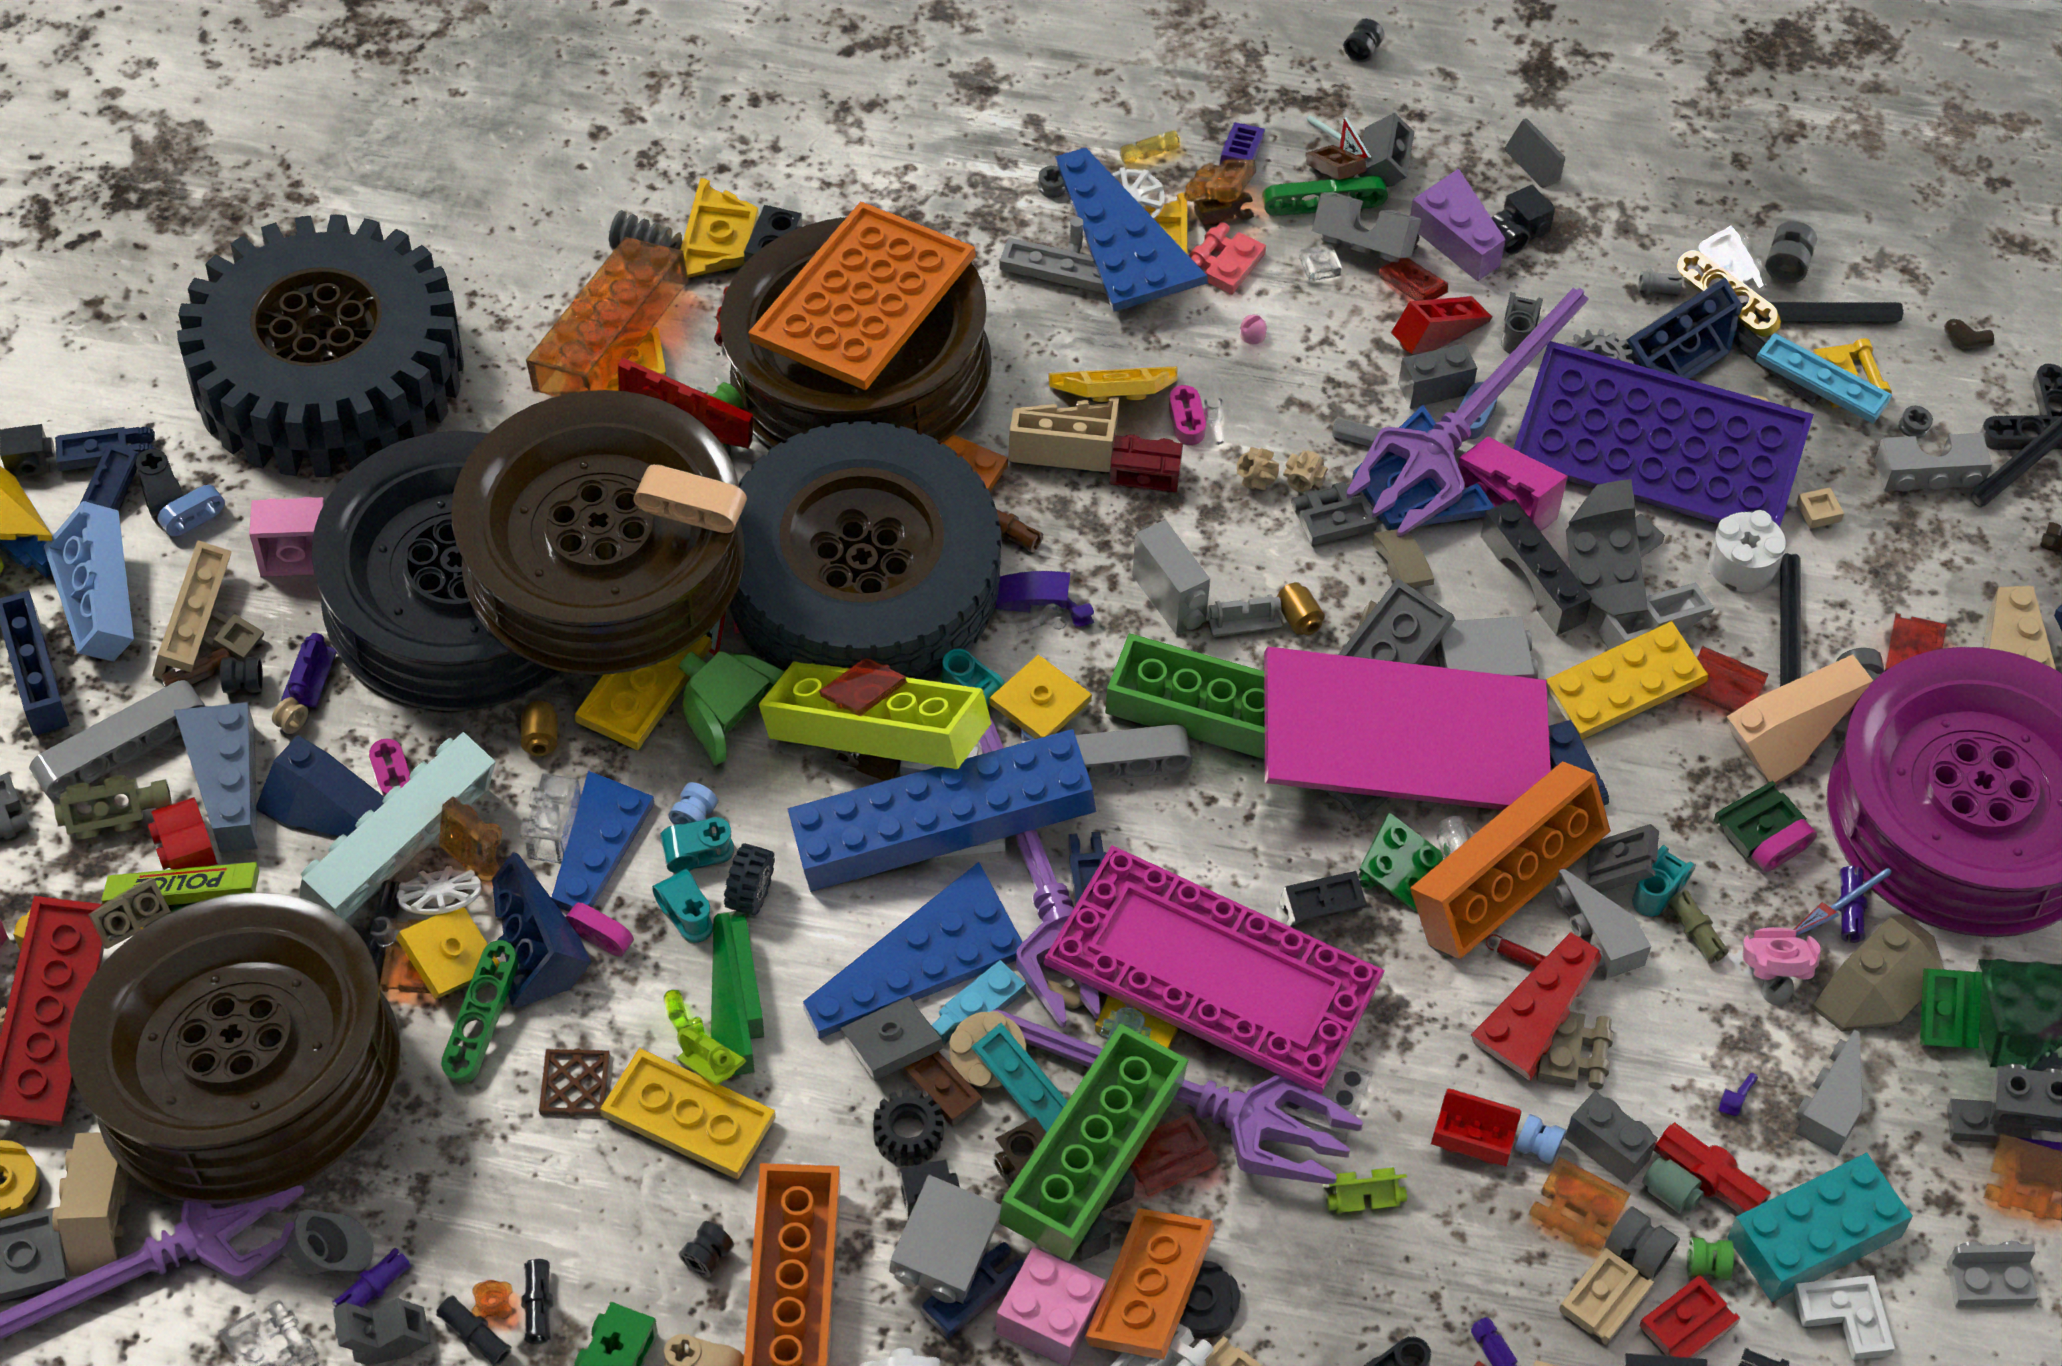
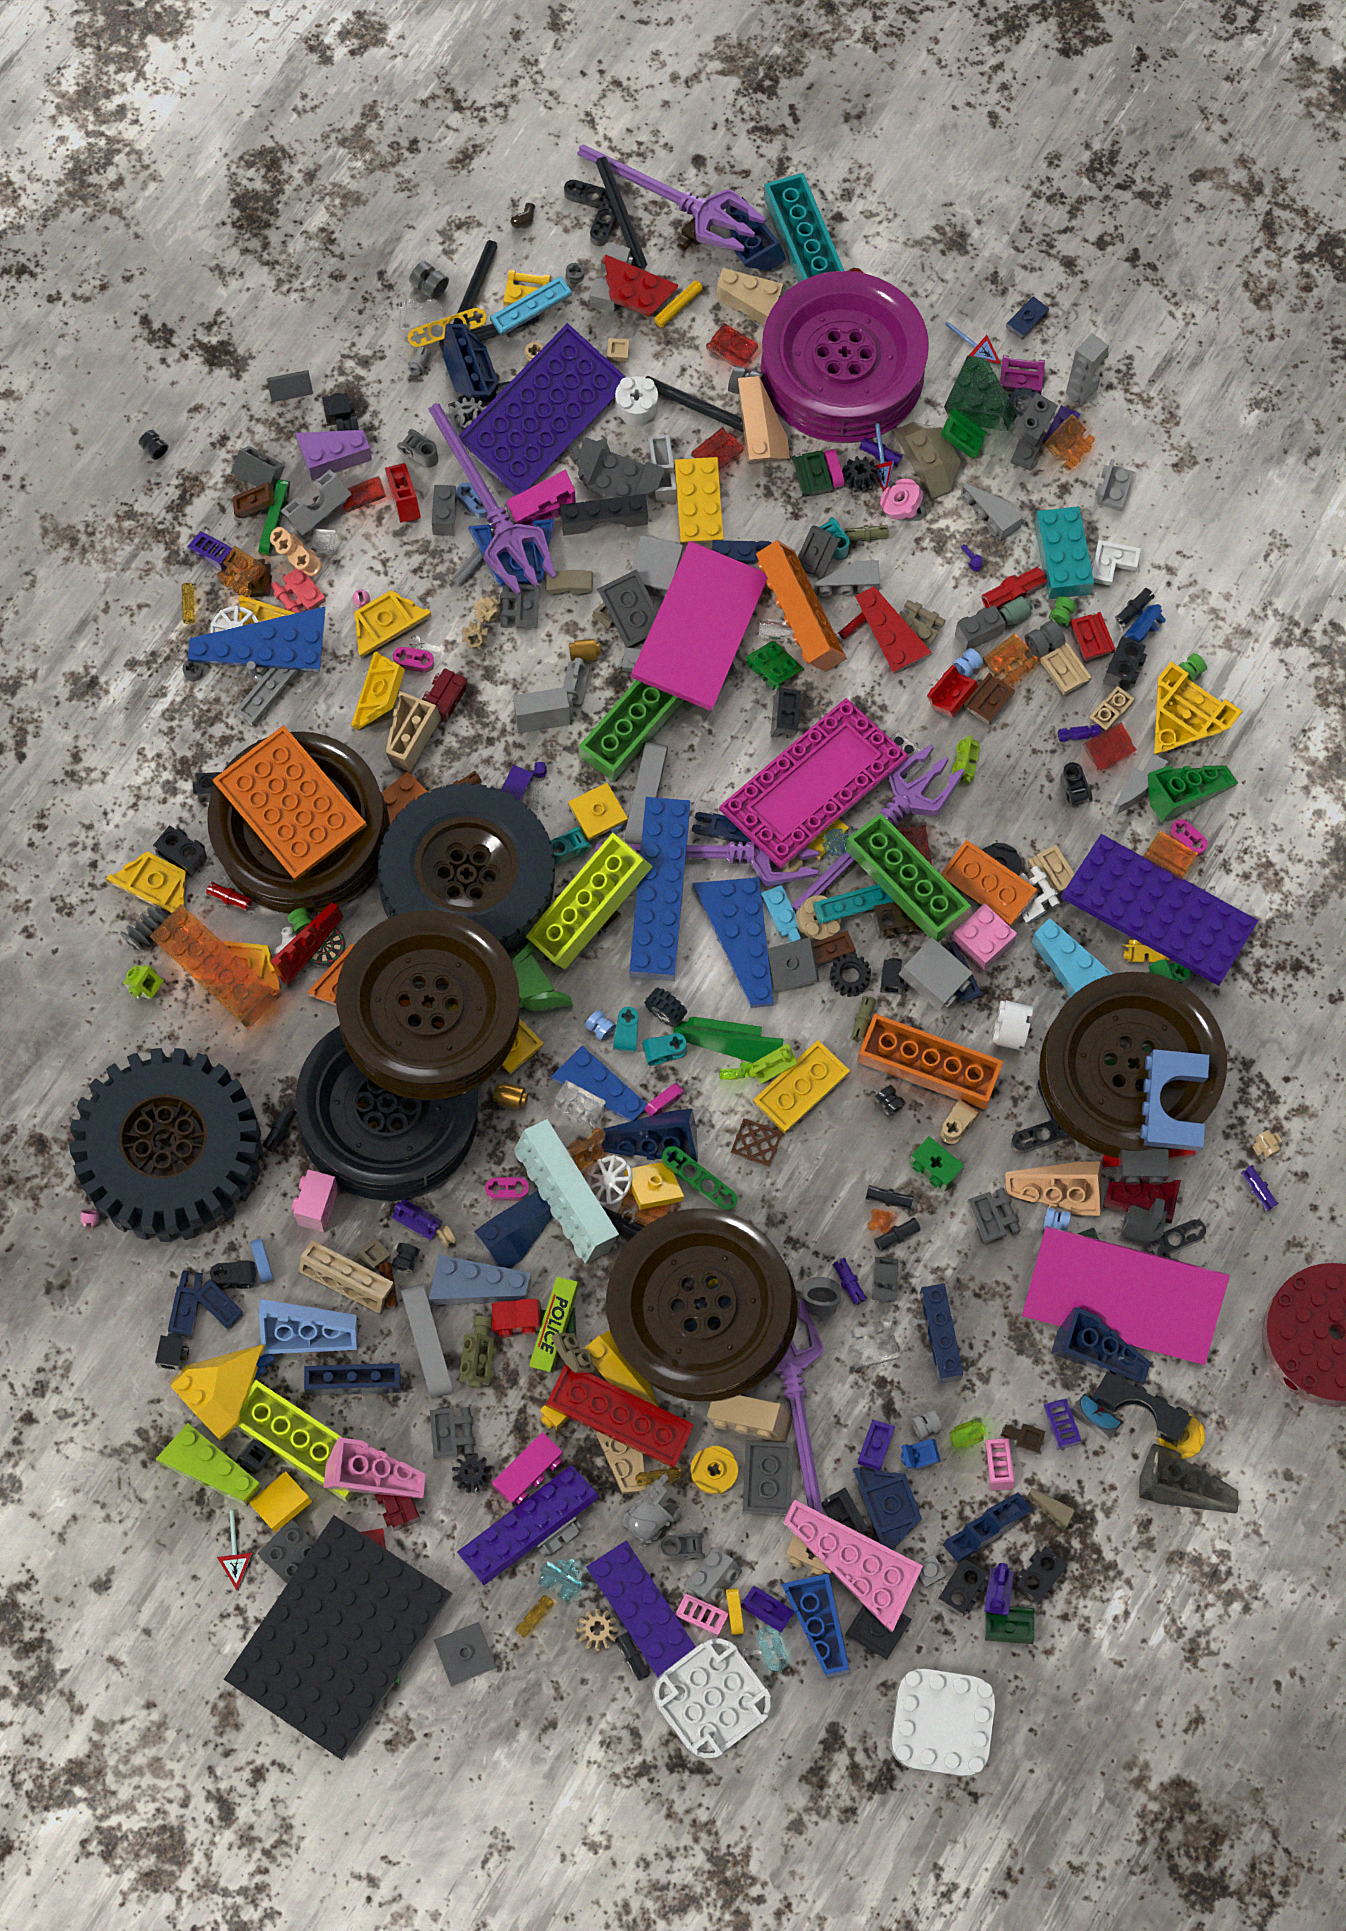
camera: 70 degrees left, 15 degrees up
(550, 257) = (142, 981): none -> lime brick
(690, 498) = (452, 939): light nougat beam -> none
(850, 1168) = (863, 1019): none -> olive pin
(863, 686) = (574, 899): clear red piece -> none
(1230, 363) = (385, 620): none -> yellow wing
(1278, 223) = (293, 547): none -> light nougat axle
(1348, 138) = (239, 486): light aqua piece -> none
(1492, 1191) = (989, 698): none -> reddish brown plate
(1794, 884) = (854, 468): none -> black gear
(1933, 492) = (636, 287): none -> red wing
(1946, 562) = (678, 303): none -> yellow axle

